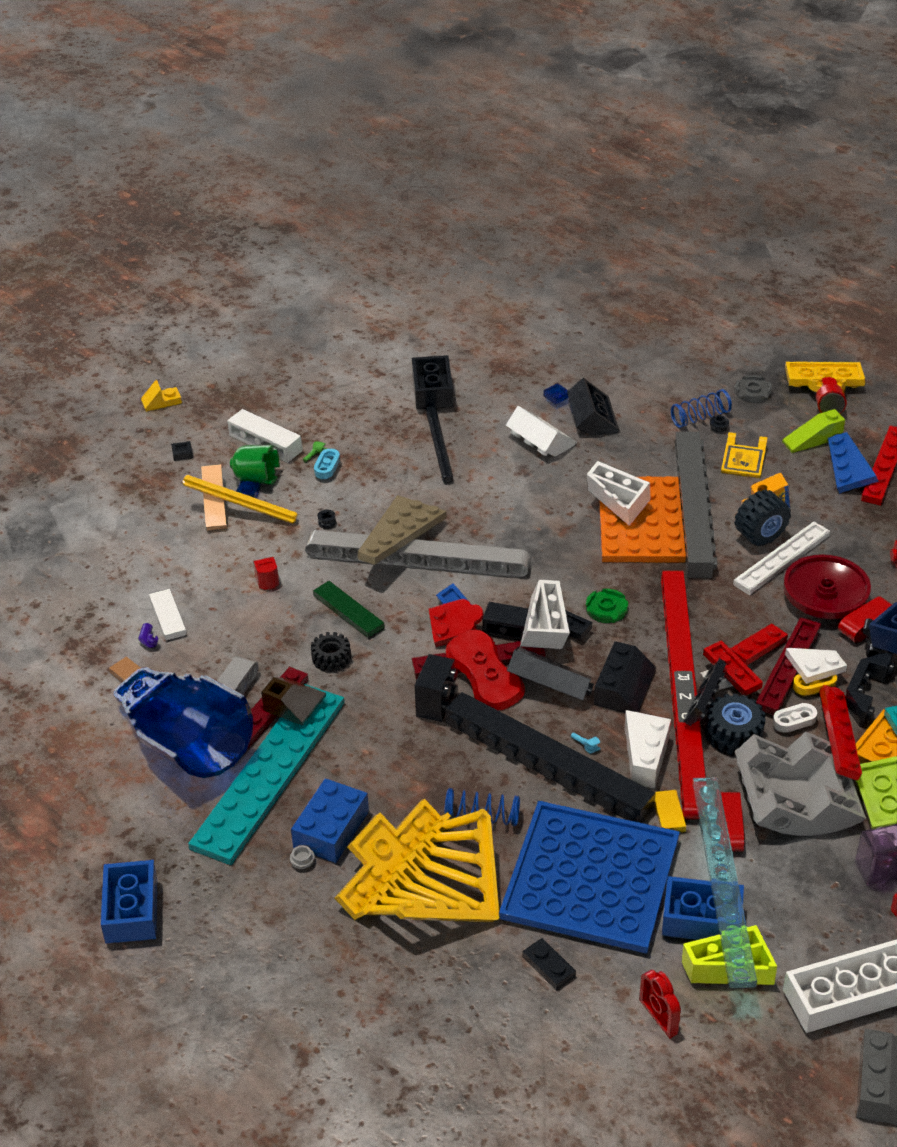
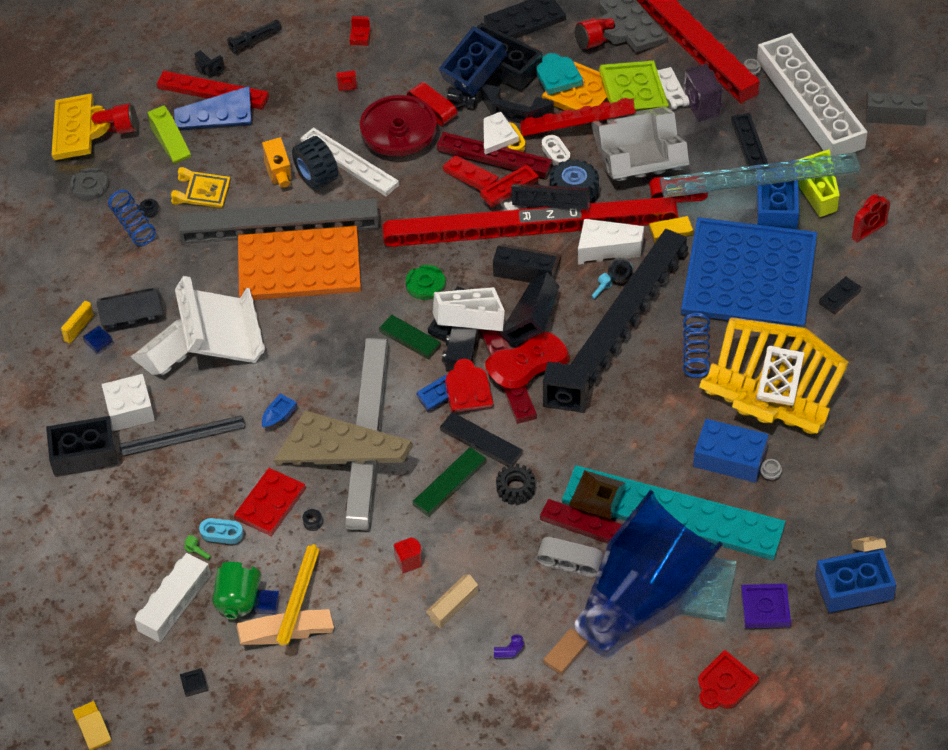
camera: 95 degrees left, 10 degrees up
(55, 785) = (725, 682): none -> red plate
(130, 828) = (765, 605): none -> dark purple plate
(164, 785) = (711, 591): none -> clear light blue plate
(167, 614) = (473, 638): white tile -> none
(169, 918) = (868, 543): none -> tan tile
(209, 601) = (453, 600): none -> tan piece
(354, 495) = (269, 502): none -> red plate
(393, 634) = (481, 439): none -> black tile
(422, 884) = (784, 355): none -> white window
(453, 498) = (278, 410): none -> blue plate
(477, 408) = (128, 402): none -> white brick
(523, 595) = (410, 336): none -> dark green tile
(553, 450) = (219, 323): none -> white panel
(570, 377) = (77, 322): none -> yellow tile
(602, 752) = (620, 270): none -> black piece
(618, 491) = (285, 265): white wedge -> none
(813, 907) = (748, 139): none -> black tile

